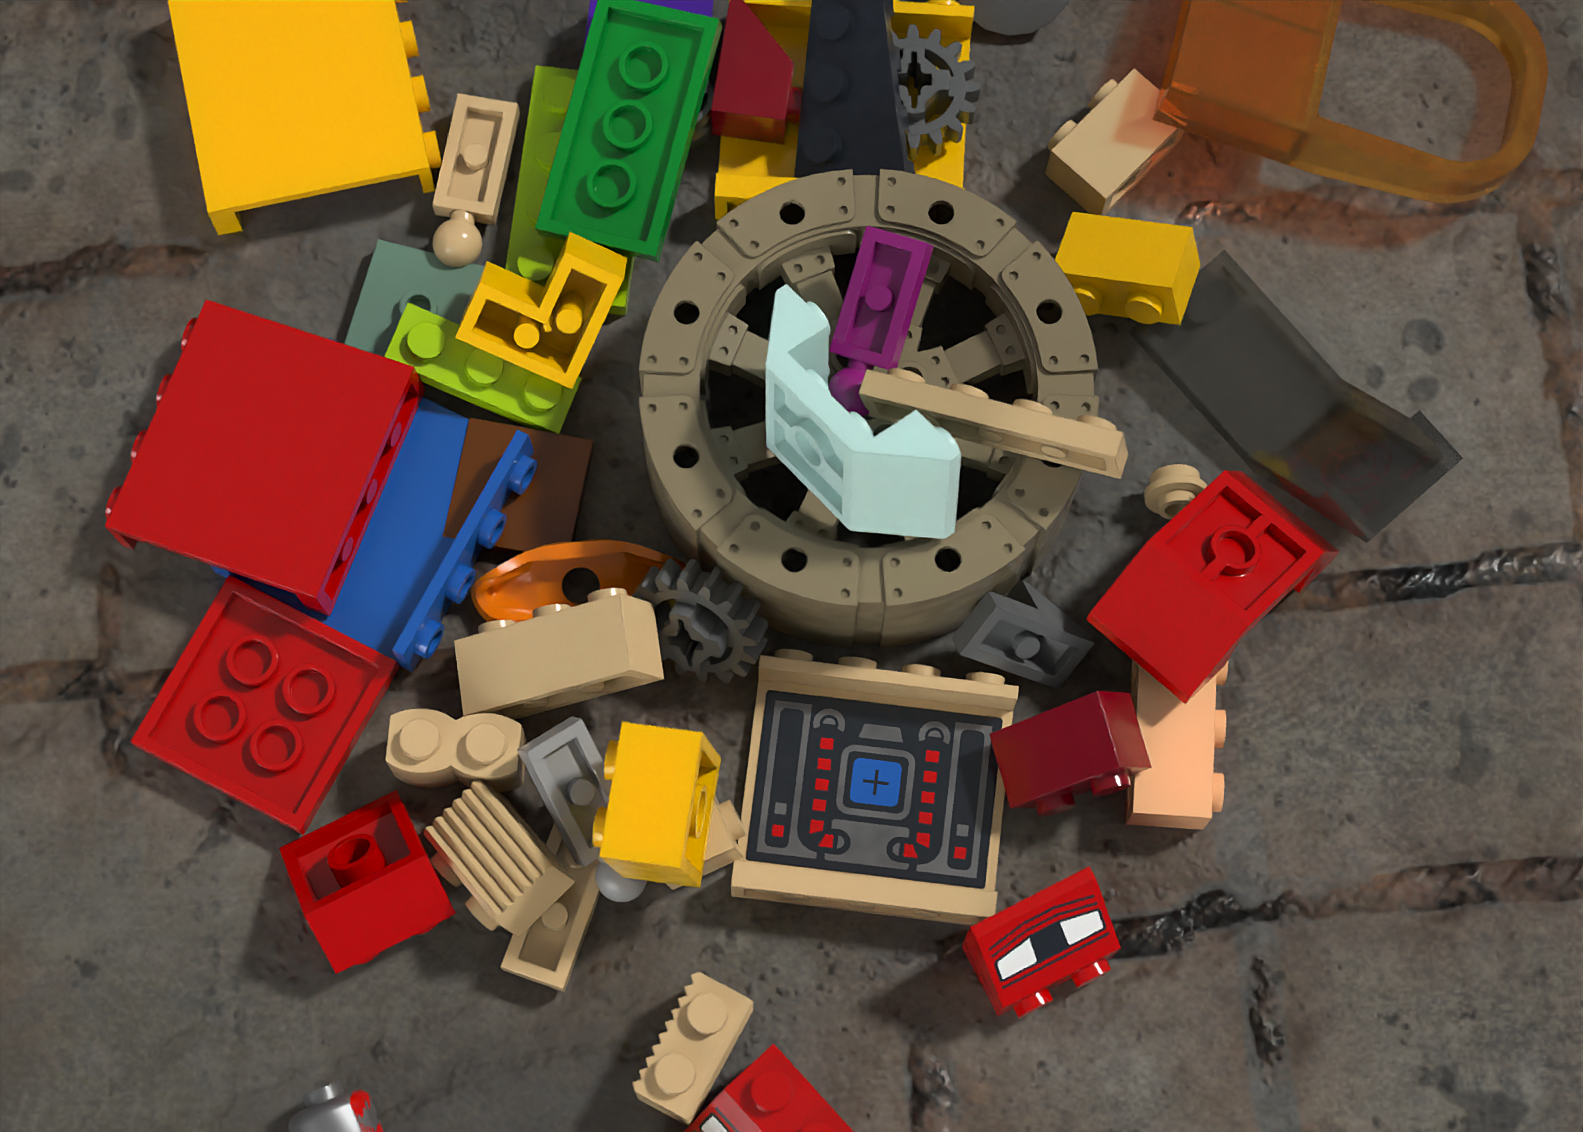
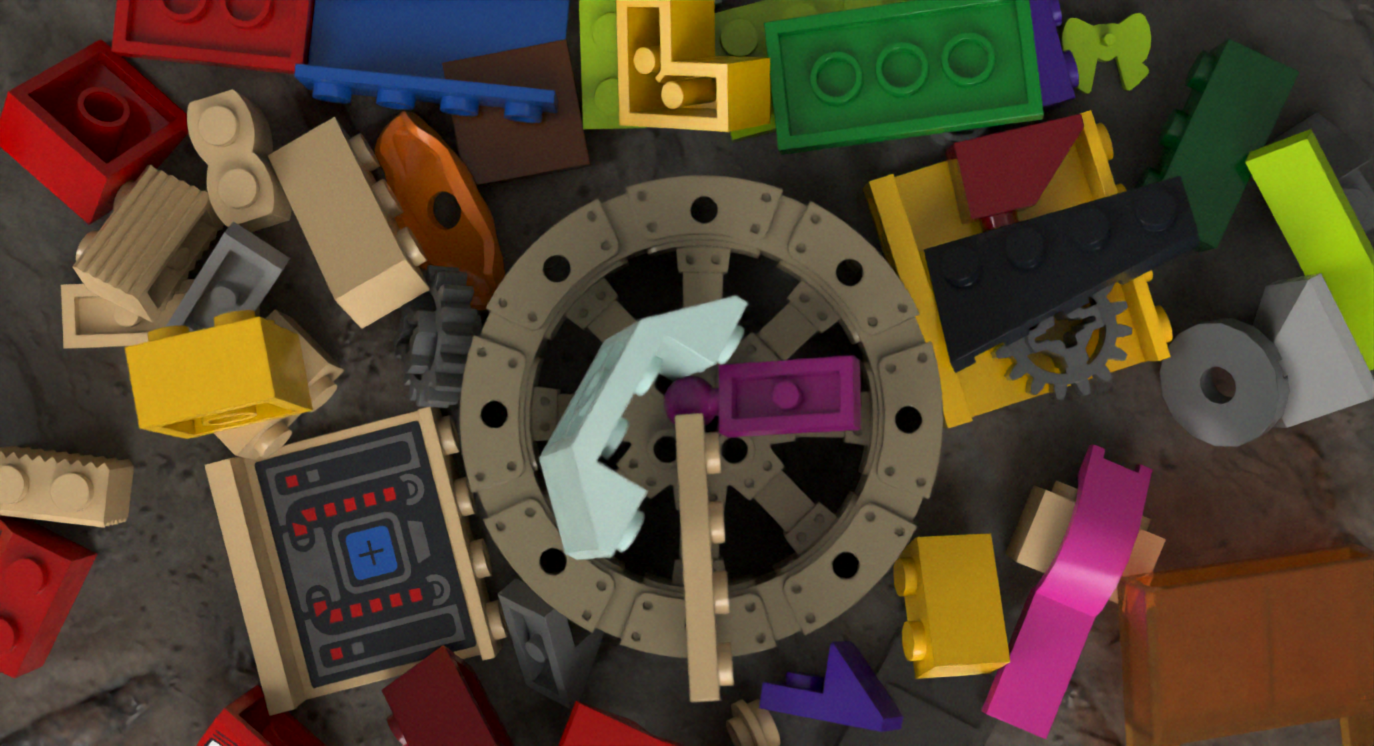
camera: 70 degrees right, 15 degrees up
(1154, 166) = (1070, 594): none -> dark pink piece
(1179, 387) = (849, 695): none -> dark purple slope

